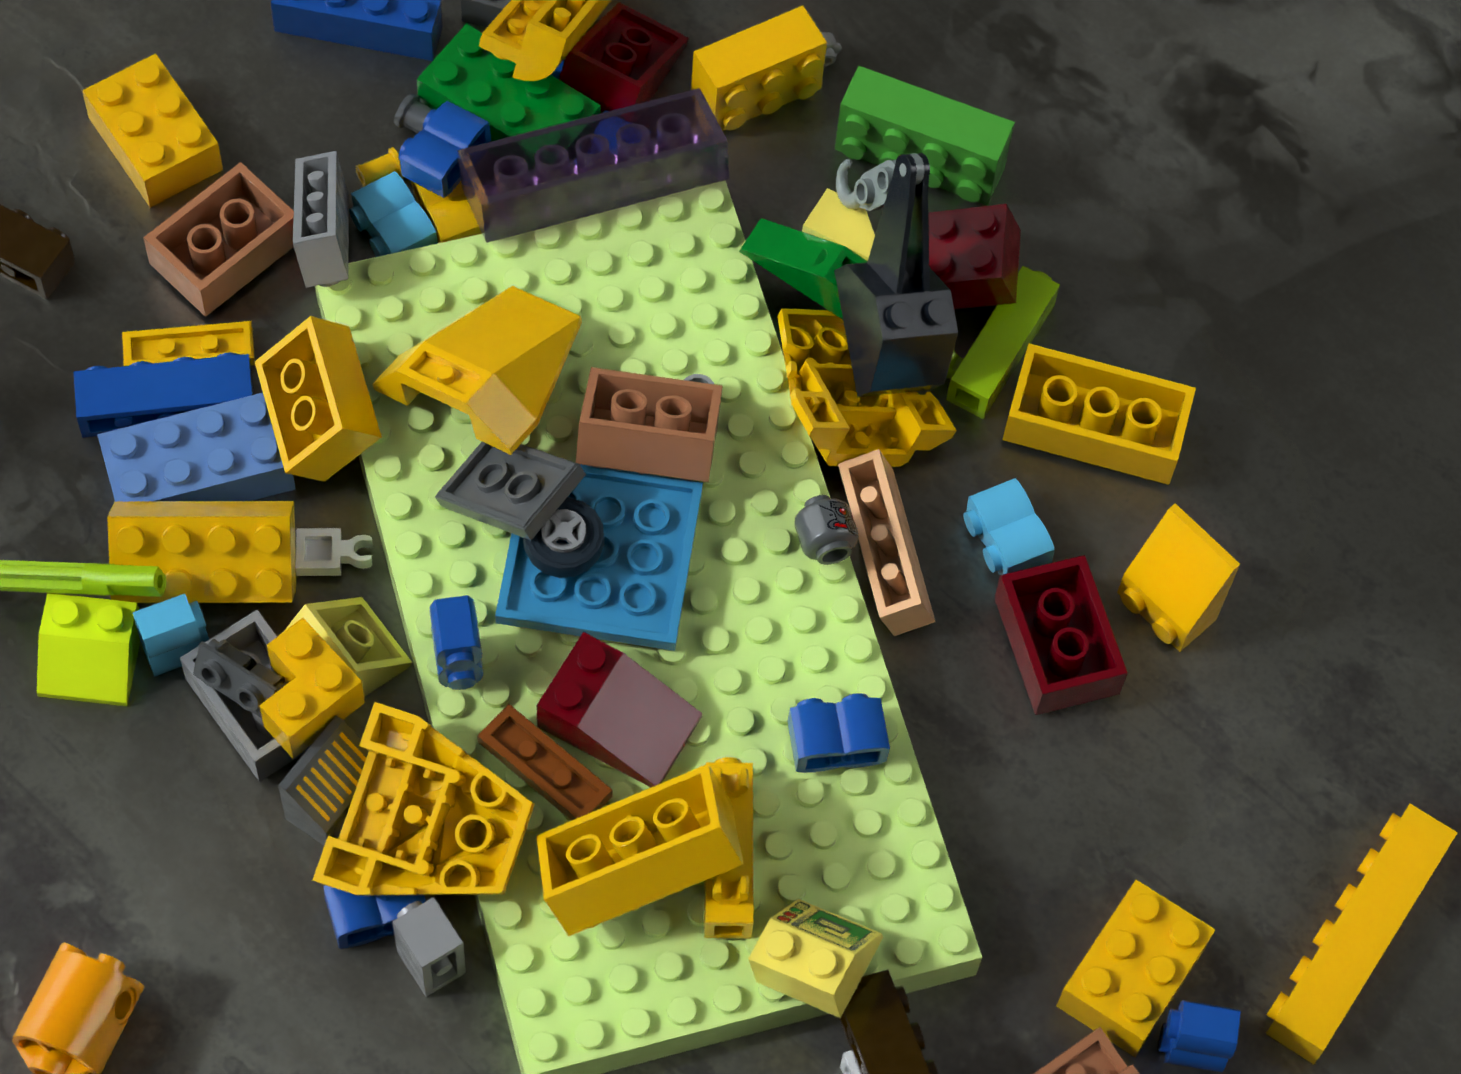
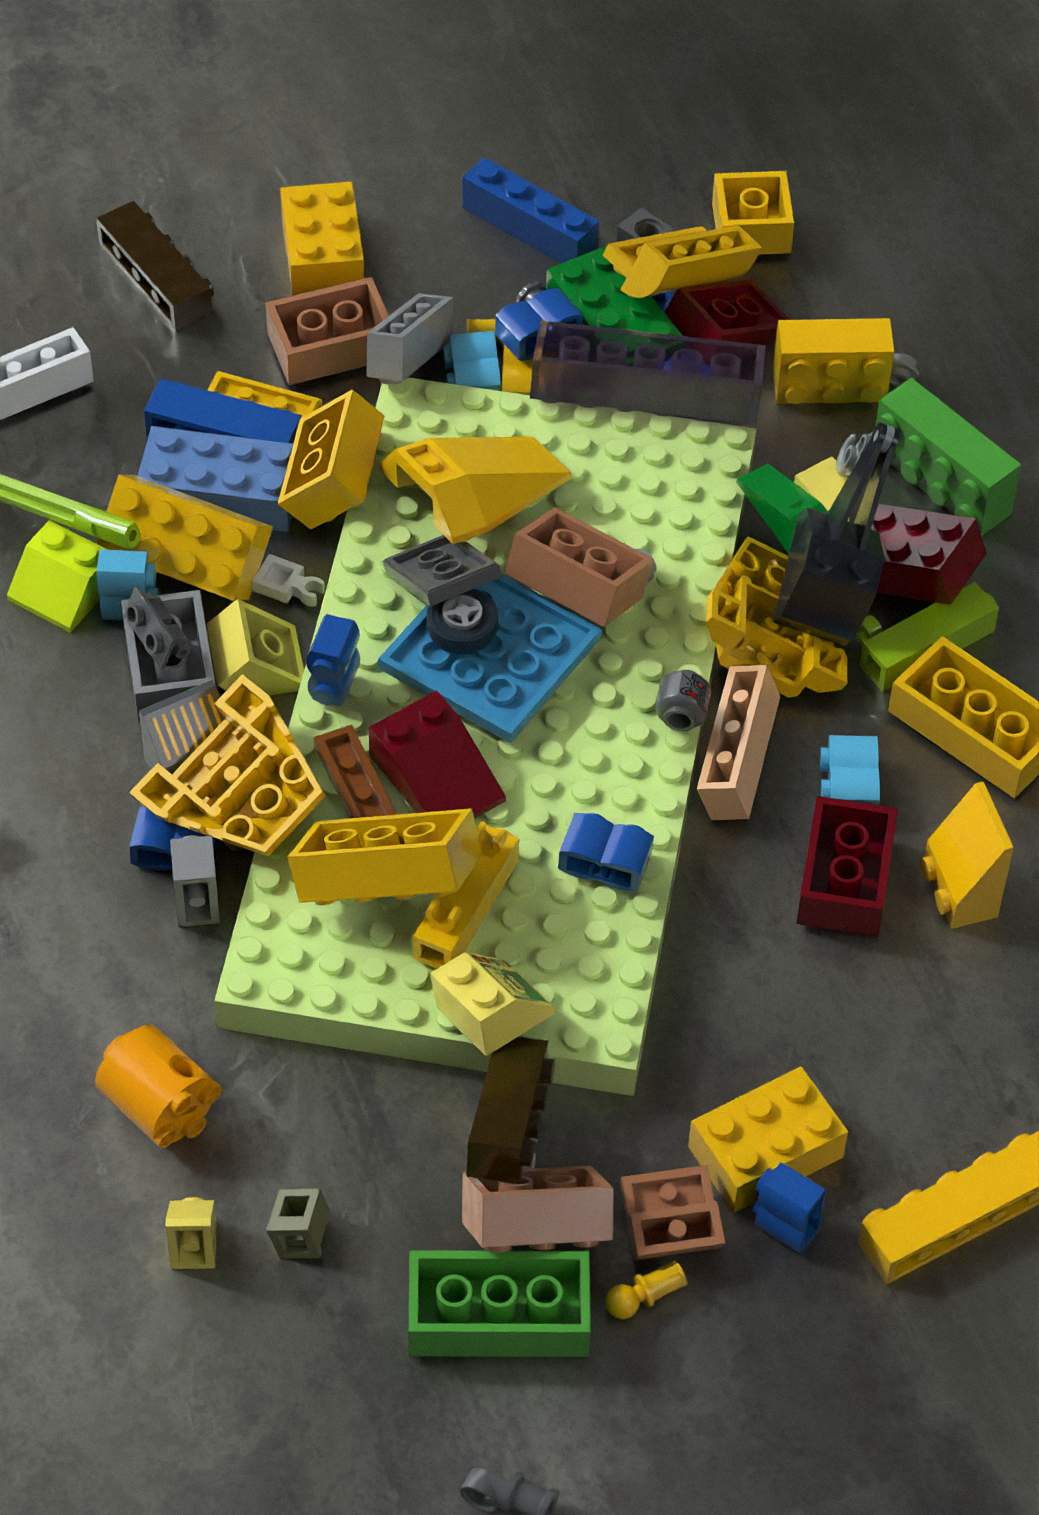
camera: 30 degrees right, 10 degrees down
(315, 688) = (204, 654): yellow brick -> none

